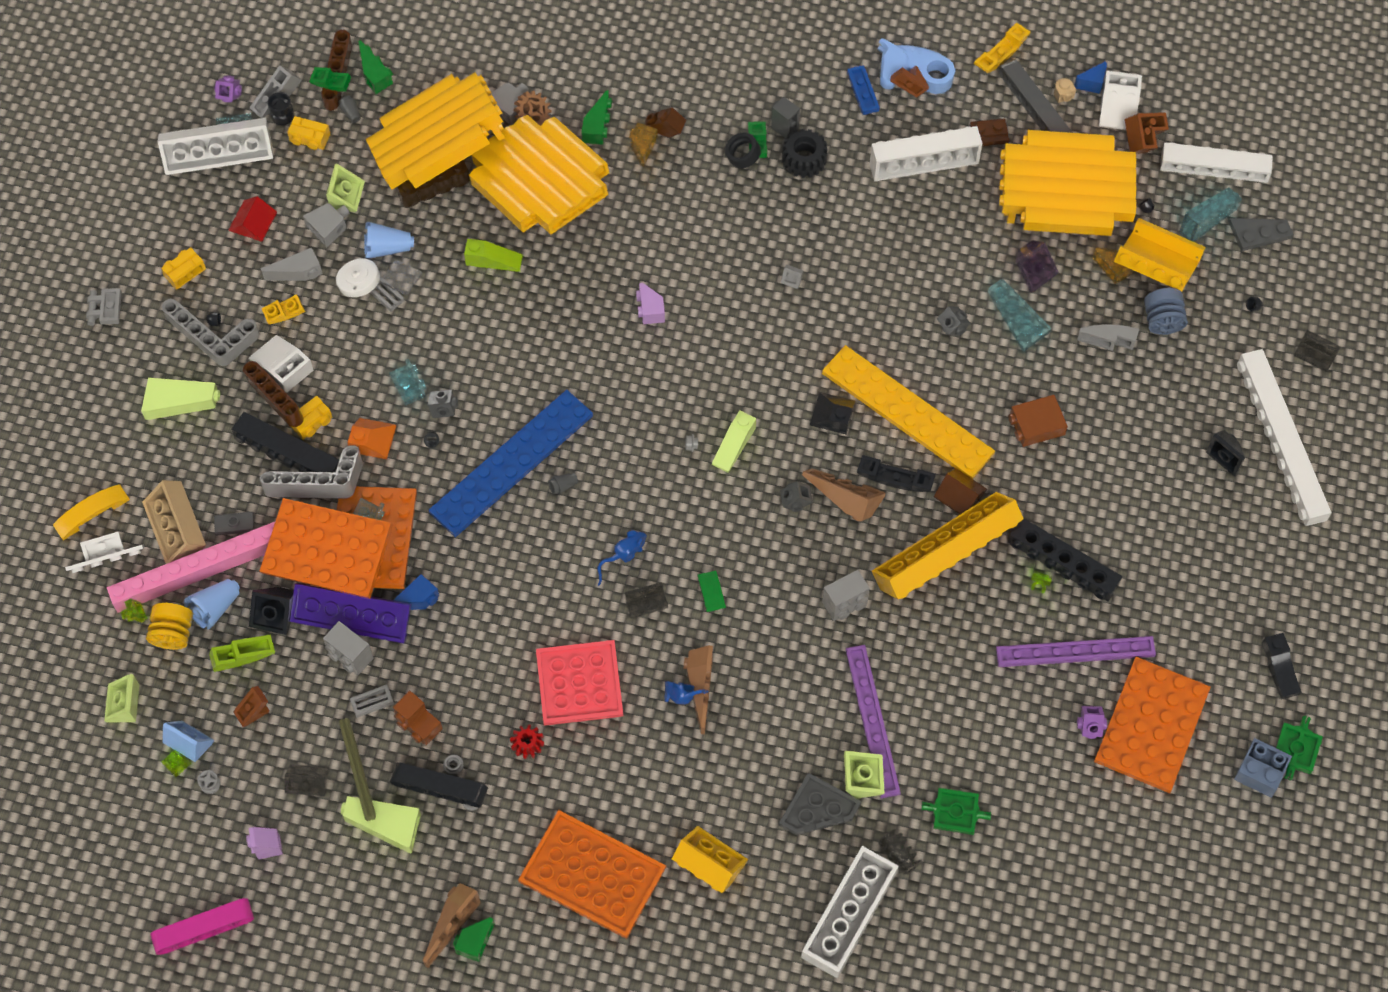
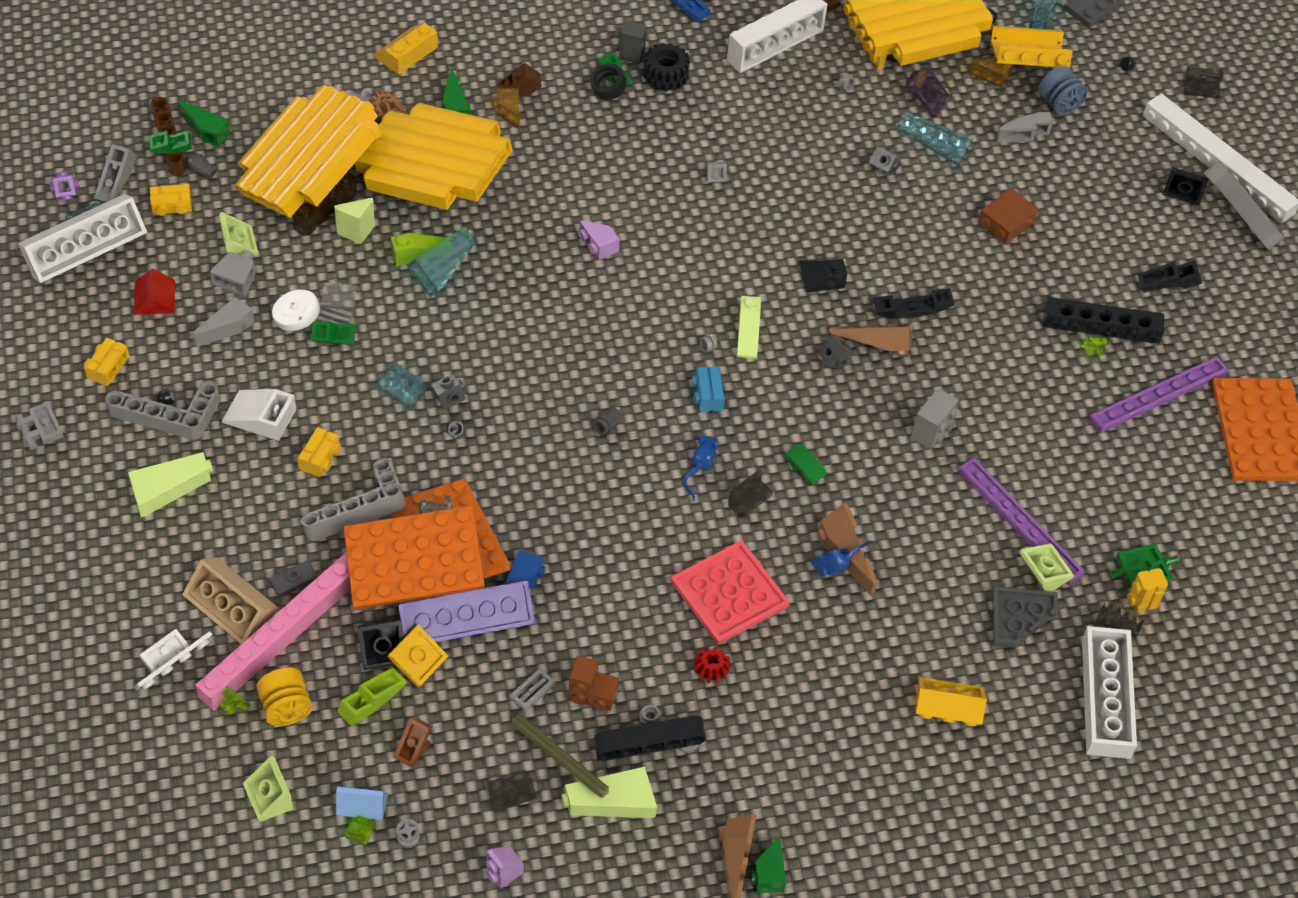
camera: 30 degrees left, 10 degrees down
(88, 509) = (127, 622): yellow slope -> none
(212, 602) = (316, 659): light blue cone -> none
(273, 394) = (271, 440): reddish brown beam -> none
(280, 108) = (130, 183): black wheel -> none
(282, 446) = (304, 487): black brick -> none
(283, 311) = (234, 366): yellow slope -> none
(293, 633) = (417, 656): none -> yellow plate
(347, 648) = (485, 646): light grey brick -> none
(372, 437) = (394, 446): orange slope -> none
(378, 311) = (333, 333): none -> green slope
(385, 240) = (305, 267): light blue cone -> none
(449, 210) = (355, 219): none -> yellowish green slope
(499, 277) = (441, 261): none -> clear light blue slope
(510, 463) = (544, 424): blue plate -> none
(585, 52) = (408, 48): none -> yellow slope
(592, 874) = (847, 760): orange plate -> none
(666, 487) = (709, 389): none -> dark azure brick
(908, 412) = (889, 249): yellow plate -> none
(939, 834) = (1147, 590): none -> yellow brick
(947, 545) = (999, 342): yellow brick -> none
(959, 491) = (977, 300): reddish brown slope -> none
(966, 227) = (846, 82): none -> light grey plate
(1092, 722) = (1214, 444): medium lavender brick -> none
(1156, 540) = (1170, 276): none -> black slope
(1274, 493) = (1244, 204): none -> light grey beam

